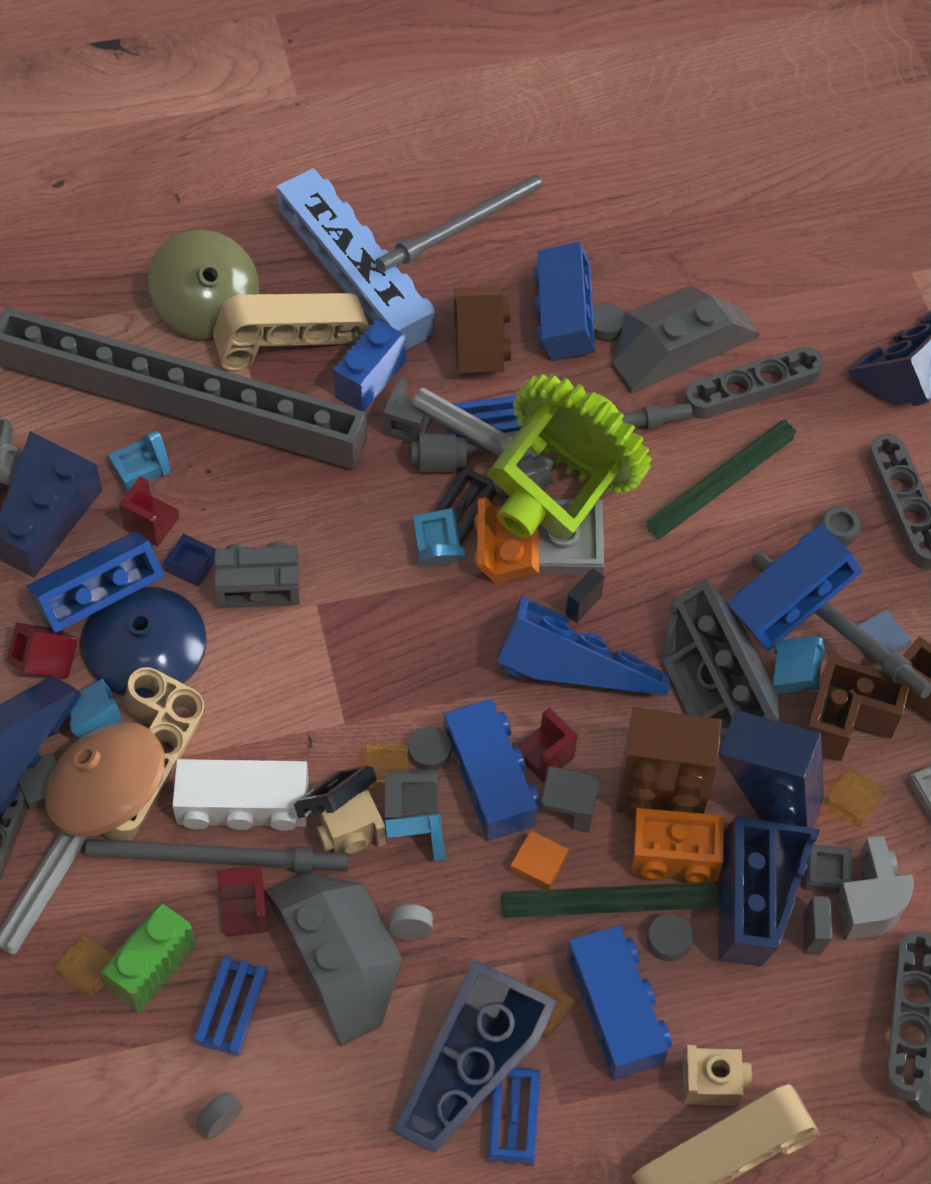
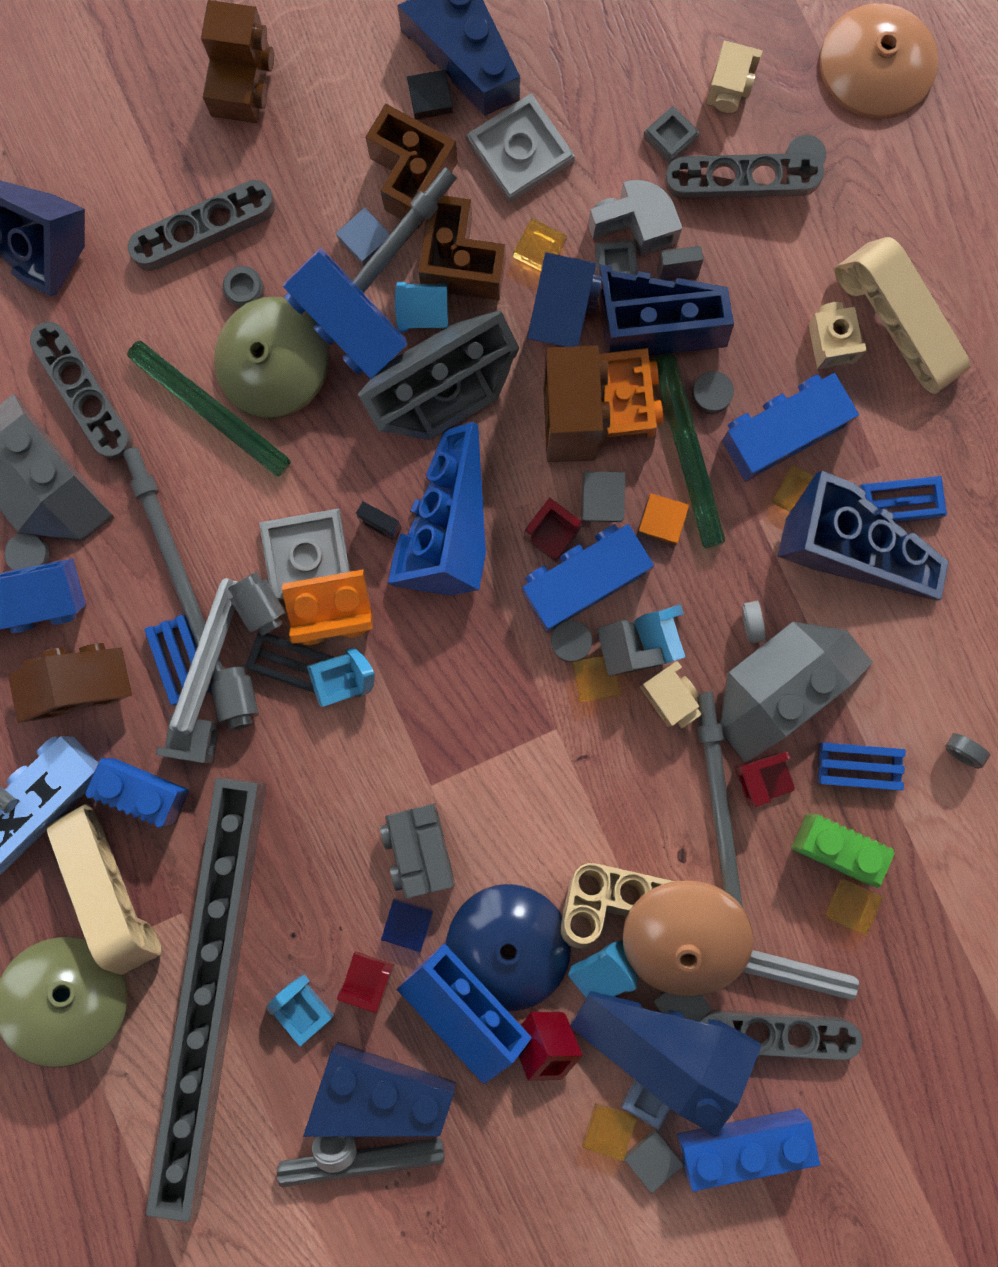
camera: 95 degrees left, 25 degrees up
(239, 793) = (663, 807): white brick -> none
(335, 791) = (651, 708): black tile -> none
(584, 434) = (207, 538): lime piece -> none
(756, 528) = (288, 371): none -> olive dish

